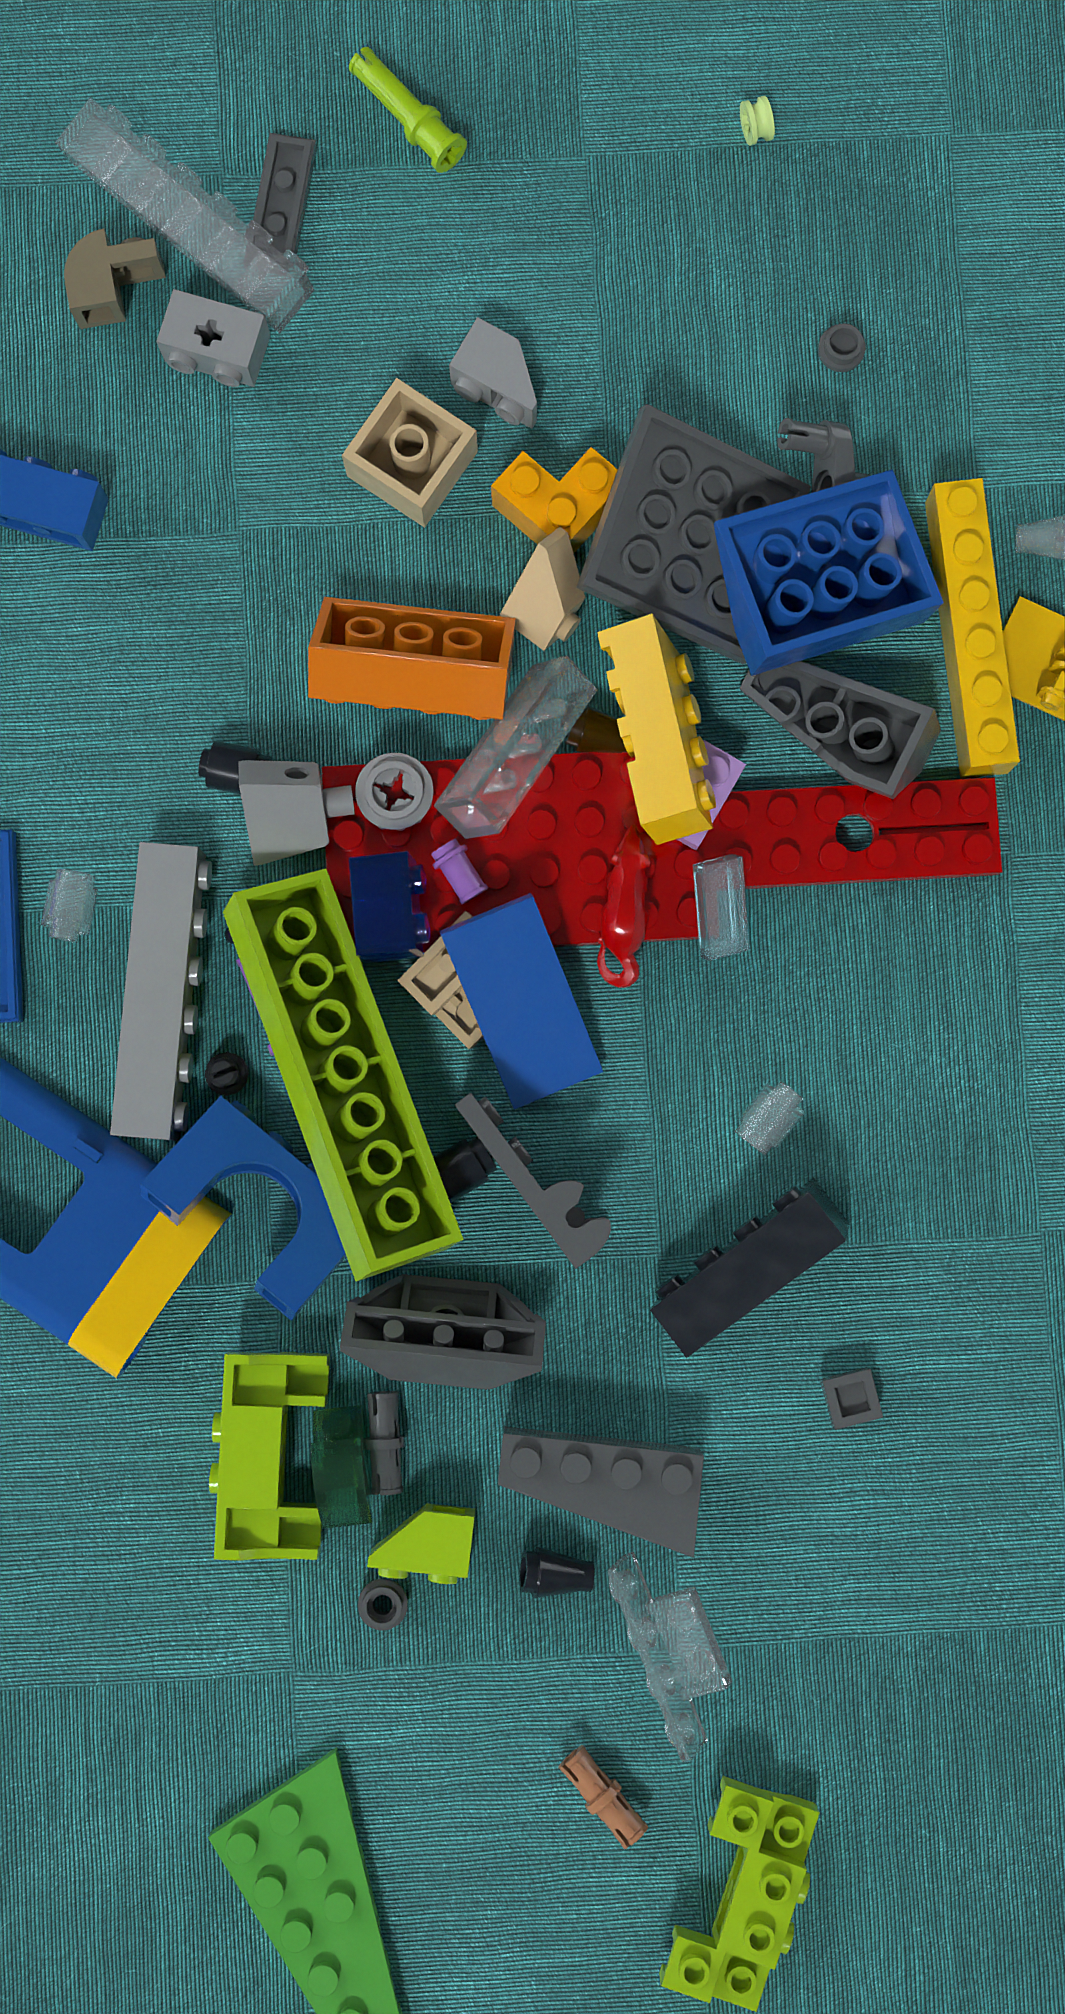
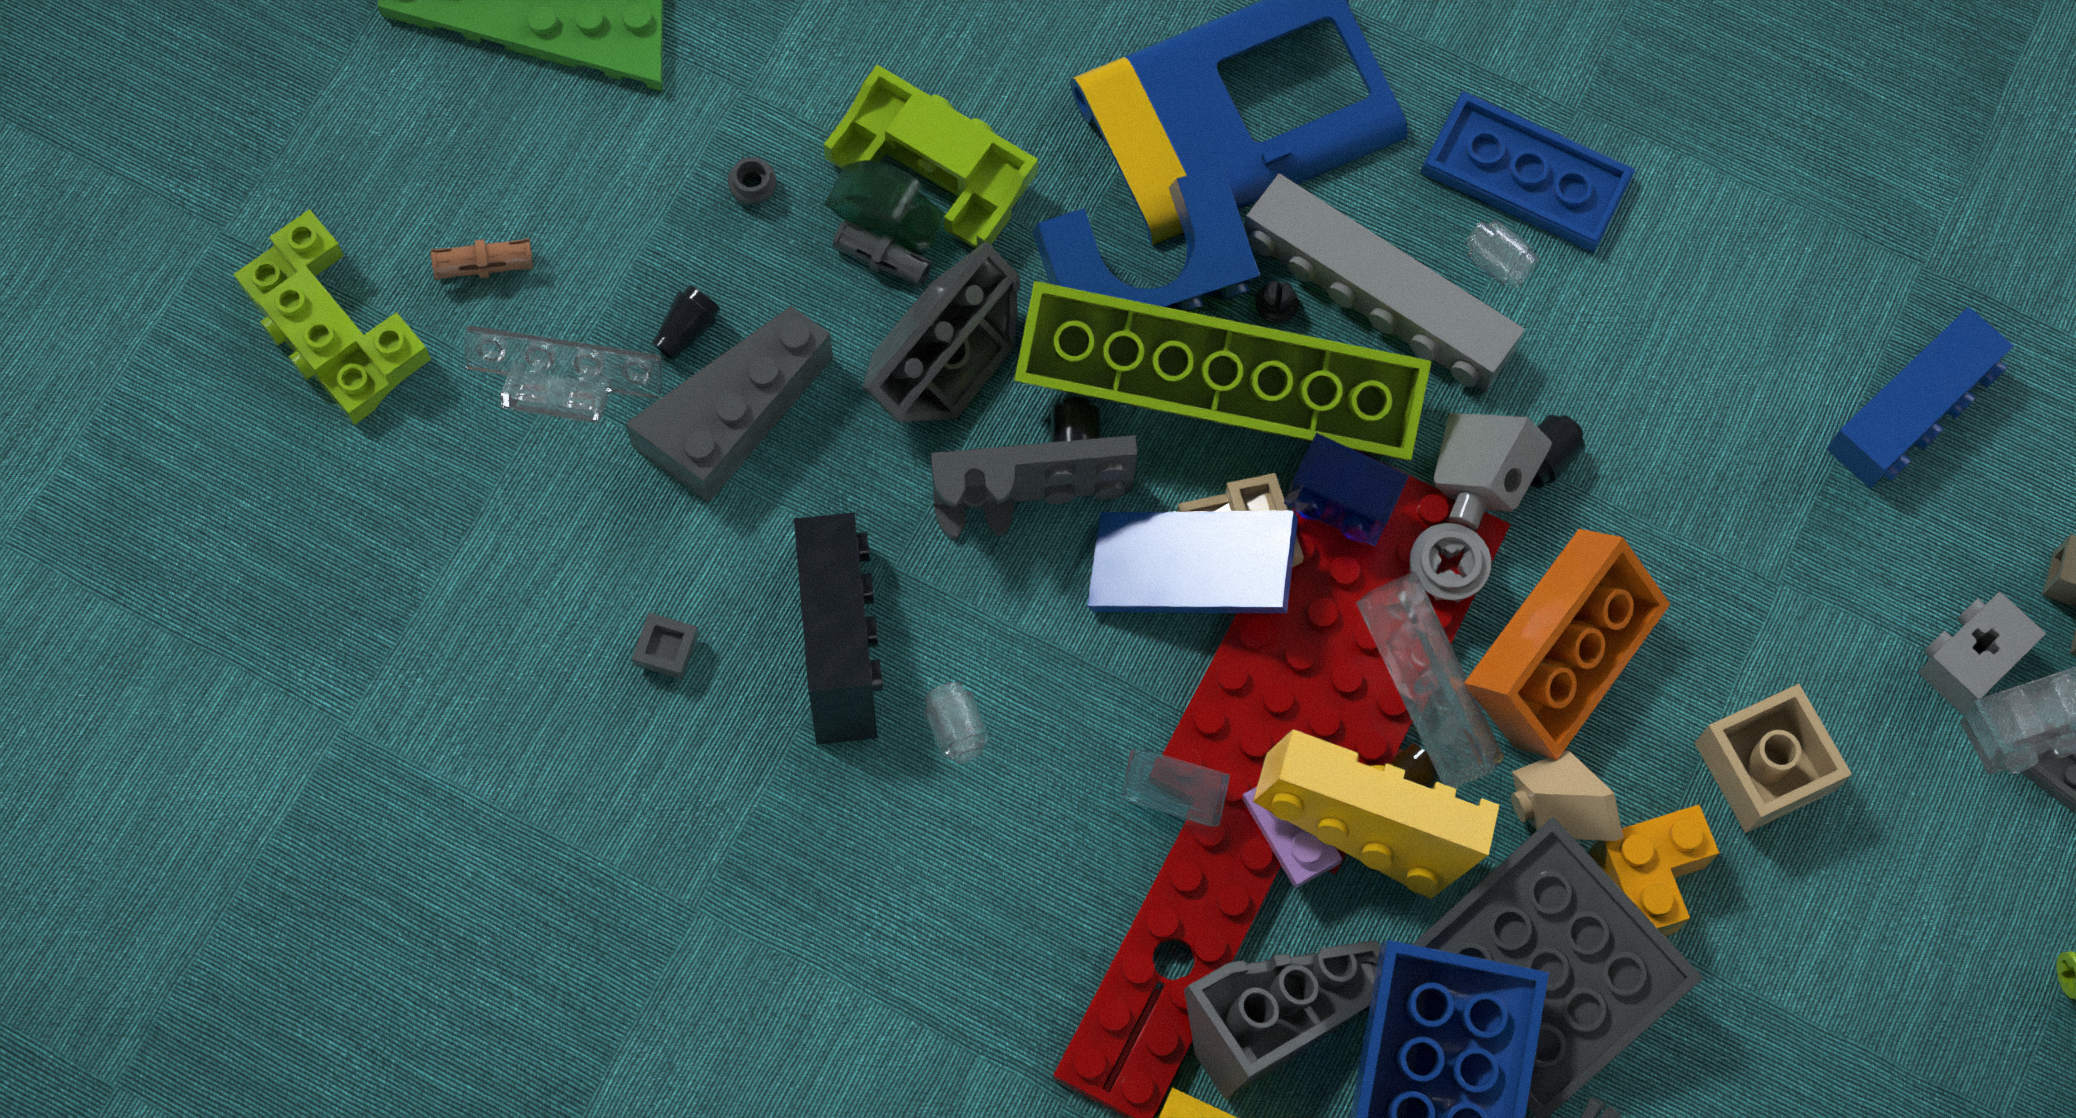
camera: 120 degrees right, 15 degrees down
(428, 1542) = (775, 242): lime slope -> none
(459, 870) = (1344, 575): medium lavender pin -> none
(495, 372) = (1817, 890): light grey slope -> none
(624, 915) = (1218, 692): red animal -> none

